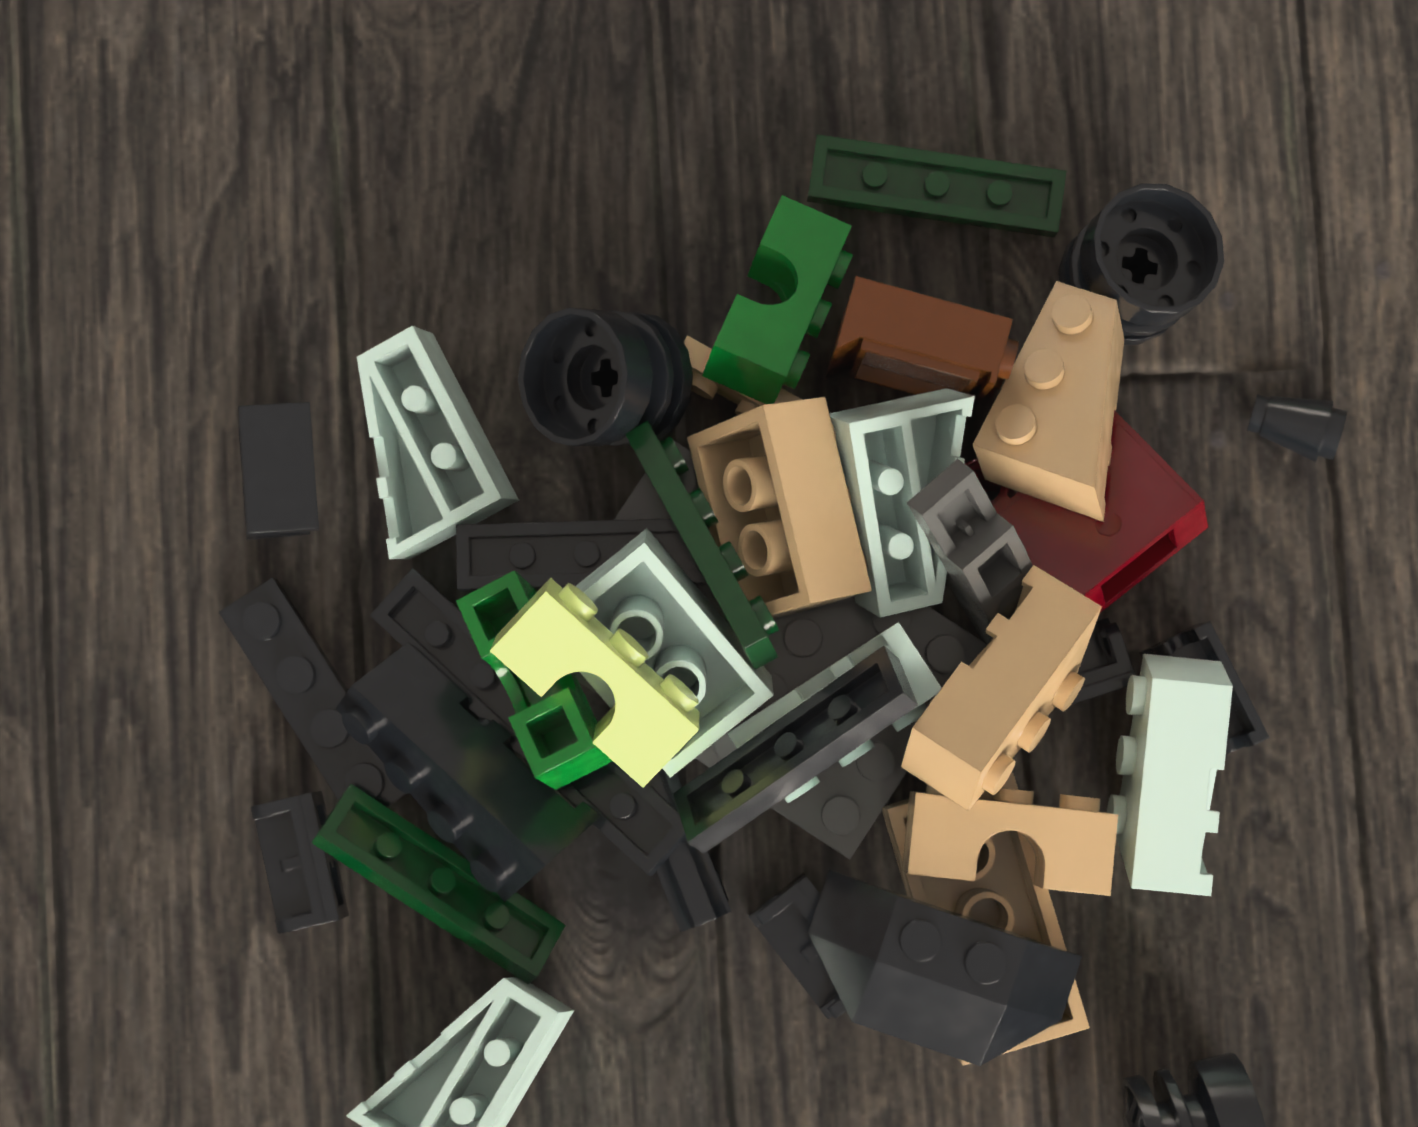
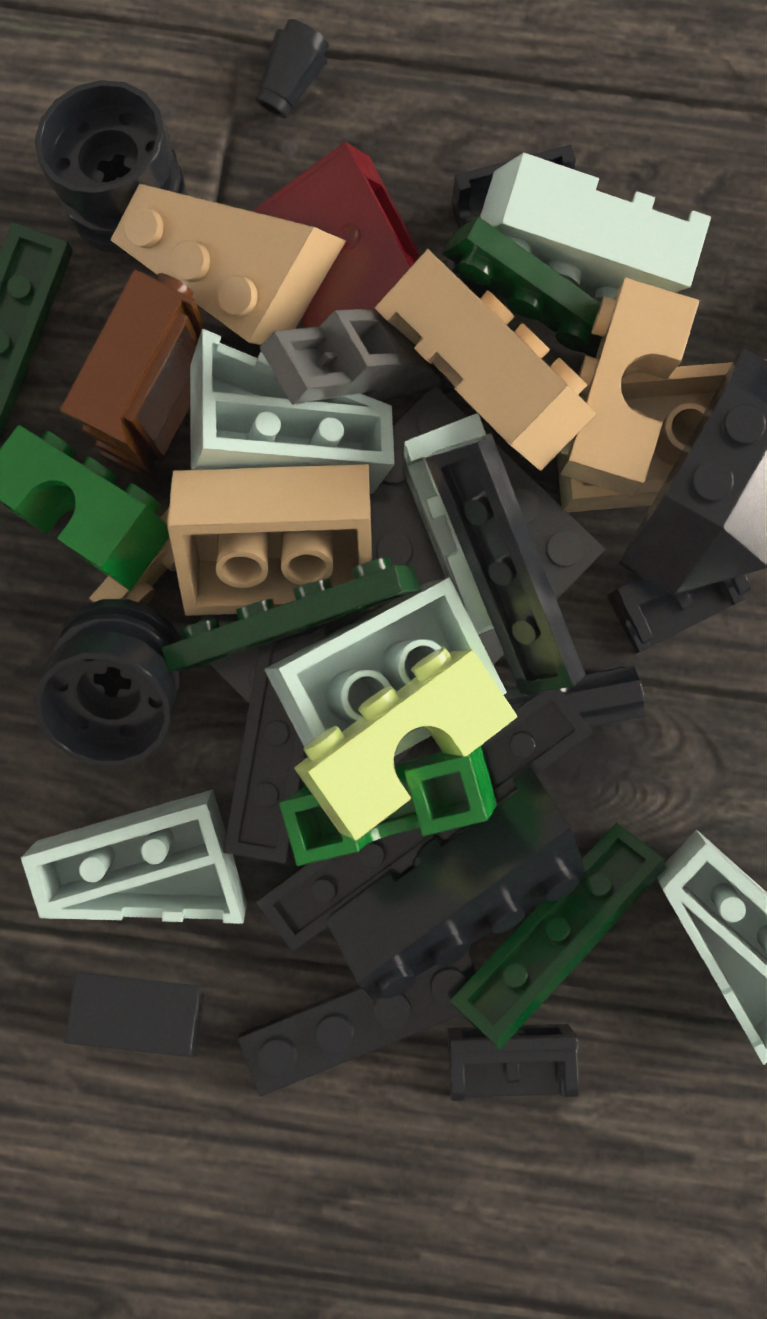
camera: 80 degrees left, 0 degrees up
(1101, 722) = (528, 284): none -> dark green plate

